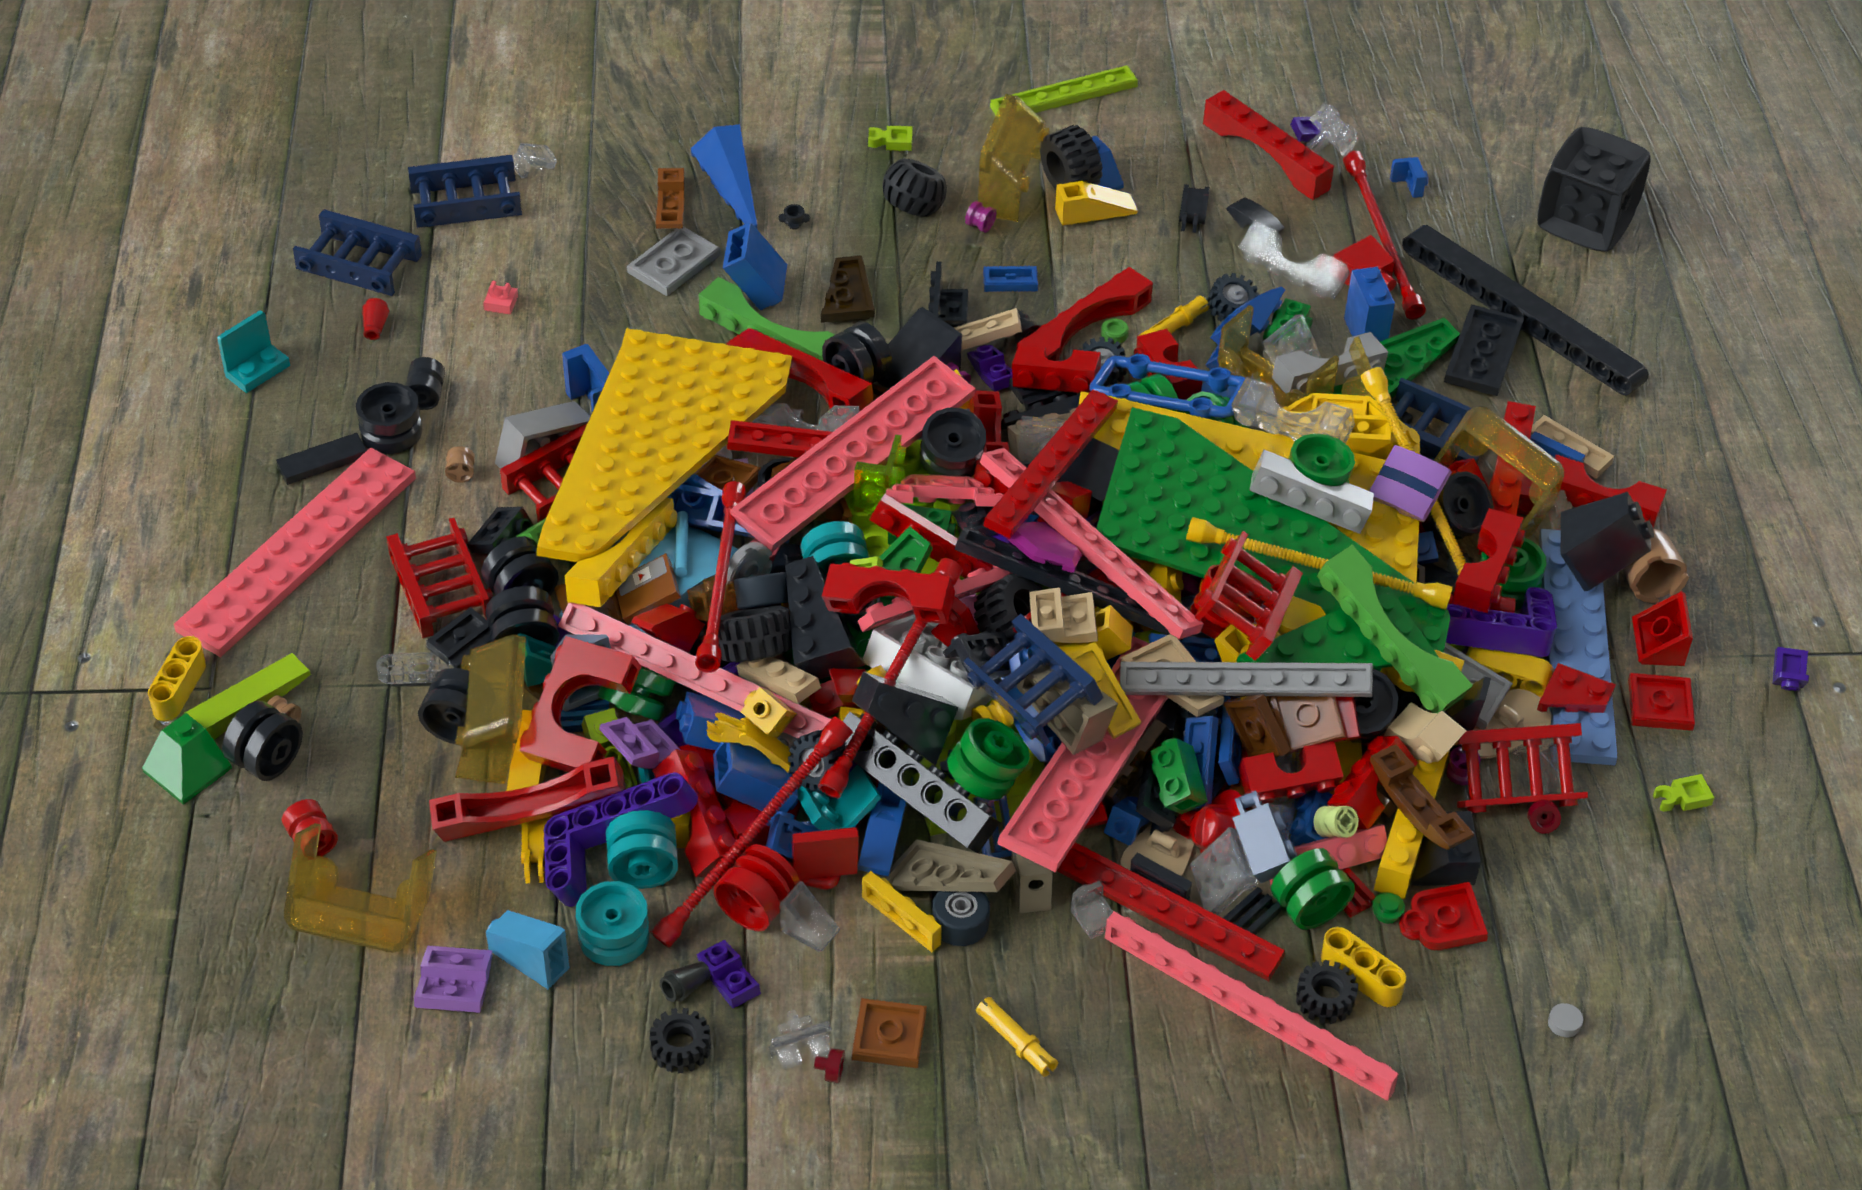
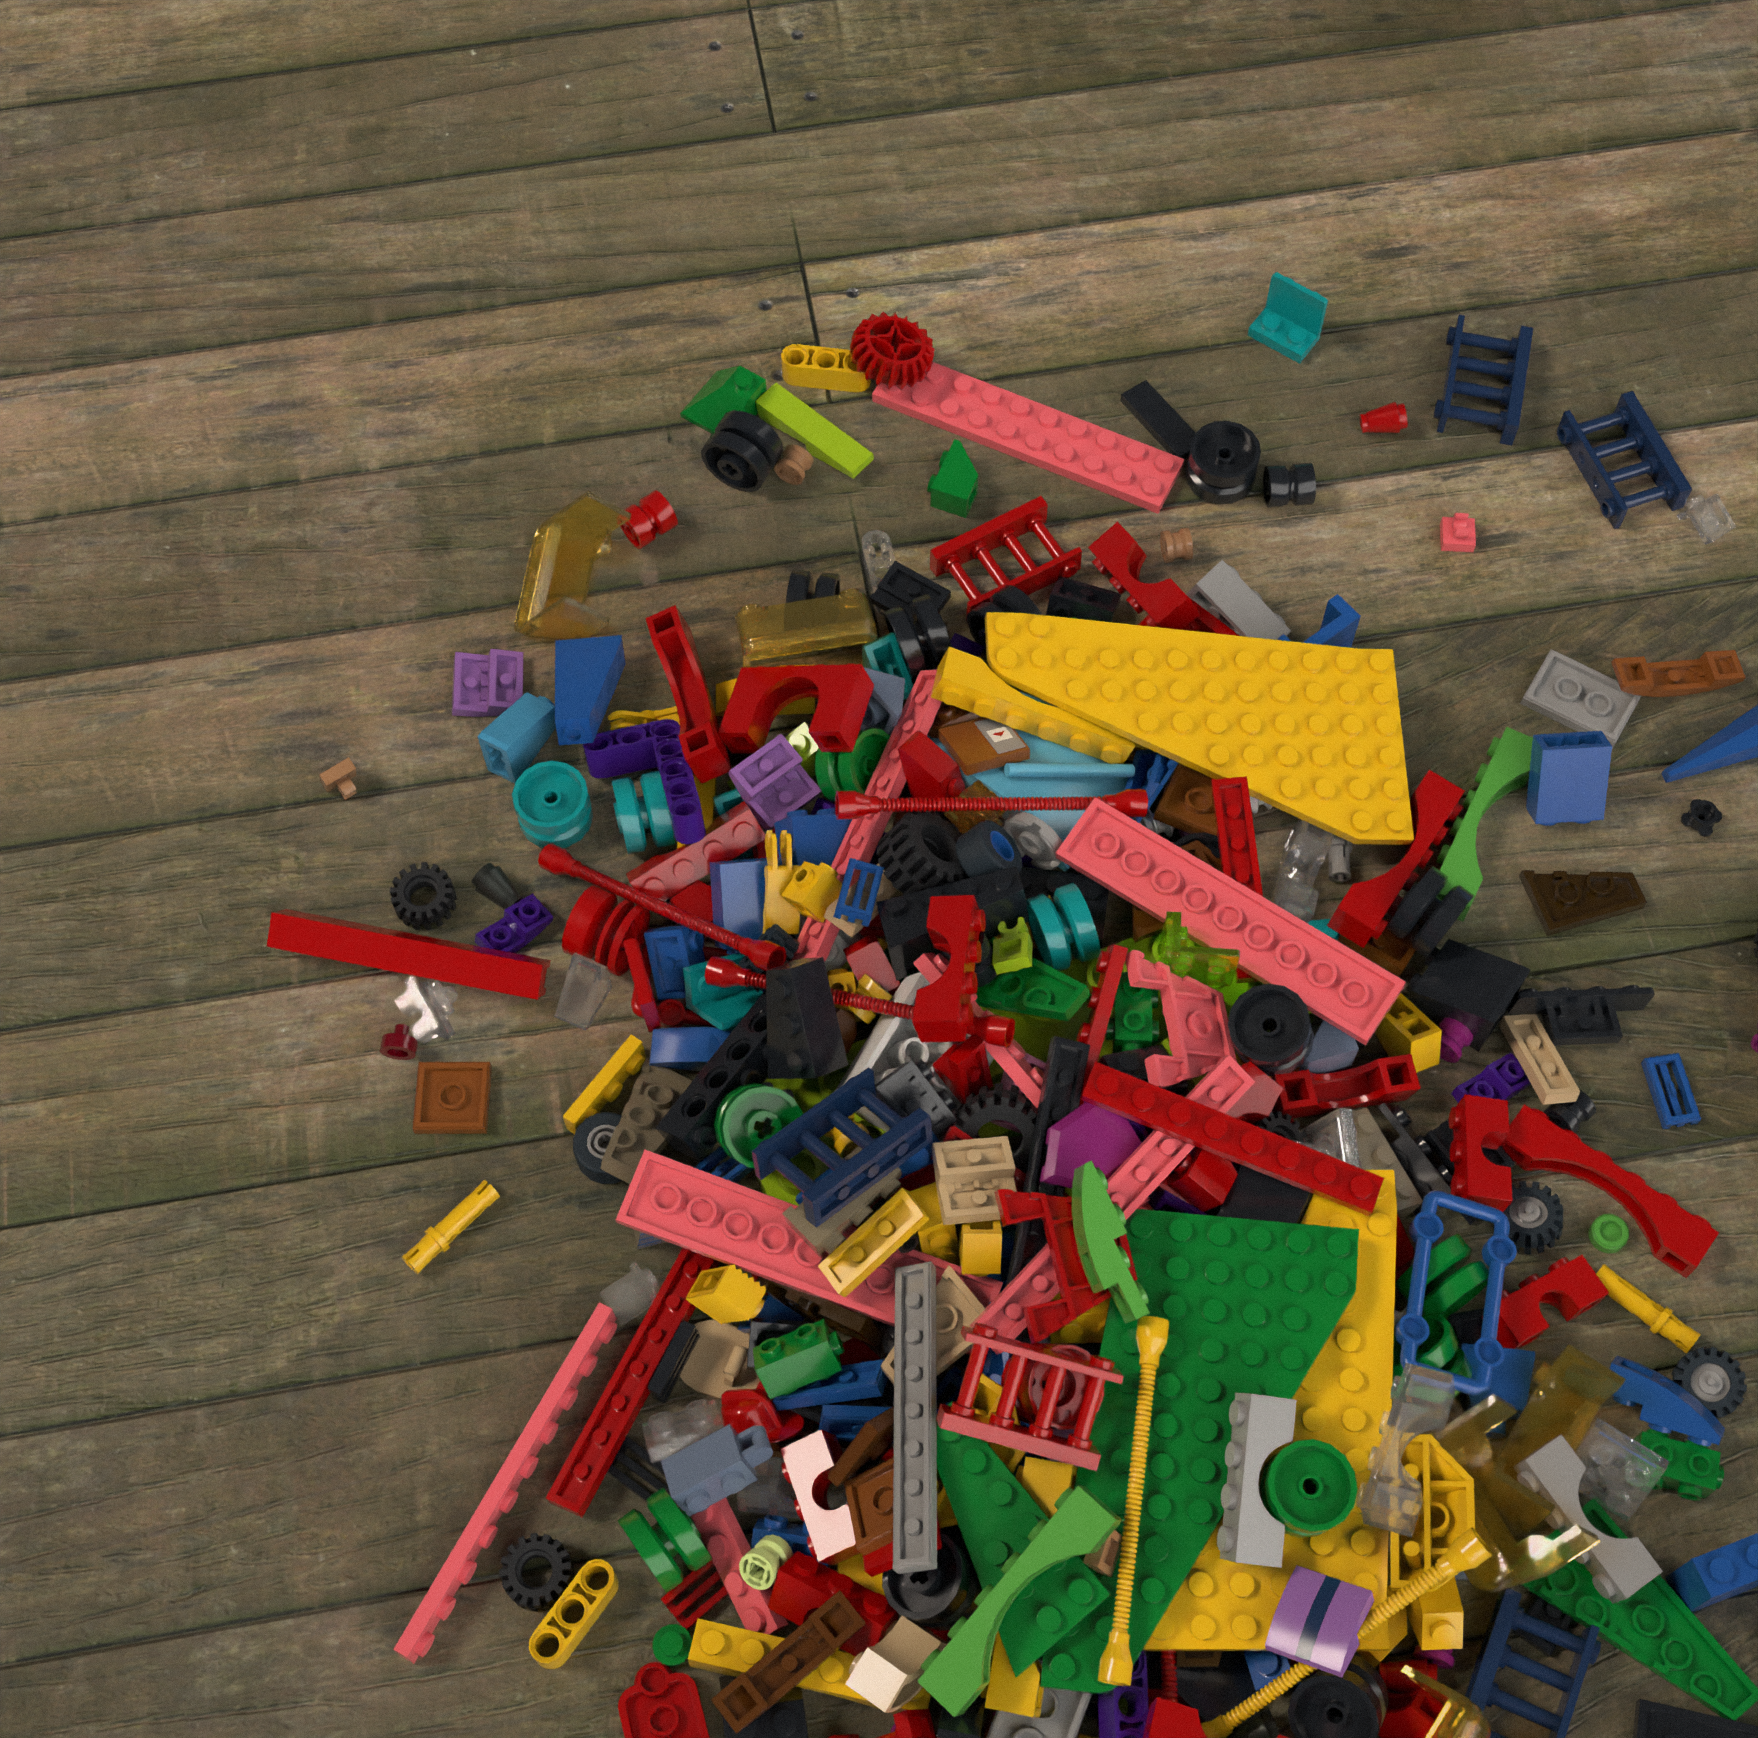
camera: 85 degrees right, 15 degrees up
(191, 613) = (892, 350): none -> red gear
(341, 599) = (956, 482): none -> green slope
(489, 886) = (584, 685): none -> blue slope
(532, 468) = (1161, 601): none -> red arch
(533, 1101) = (339, 777): none -> medium nougat tile
(743, 1049) = (408, 953): none -> red tile
(785, 669) = (853, 911): none -> blue tile
(1114, 823) = (727, 1294): none -> yellow brick
(1133, 534) = (1095, 1228): none -> bright green slope
(1140, 554) = (1072, 1282): none -> red wing

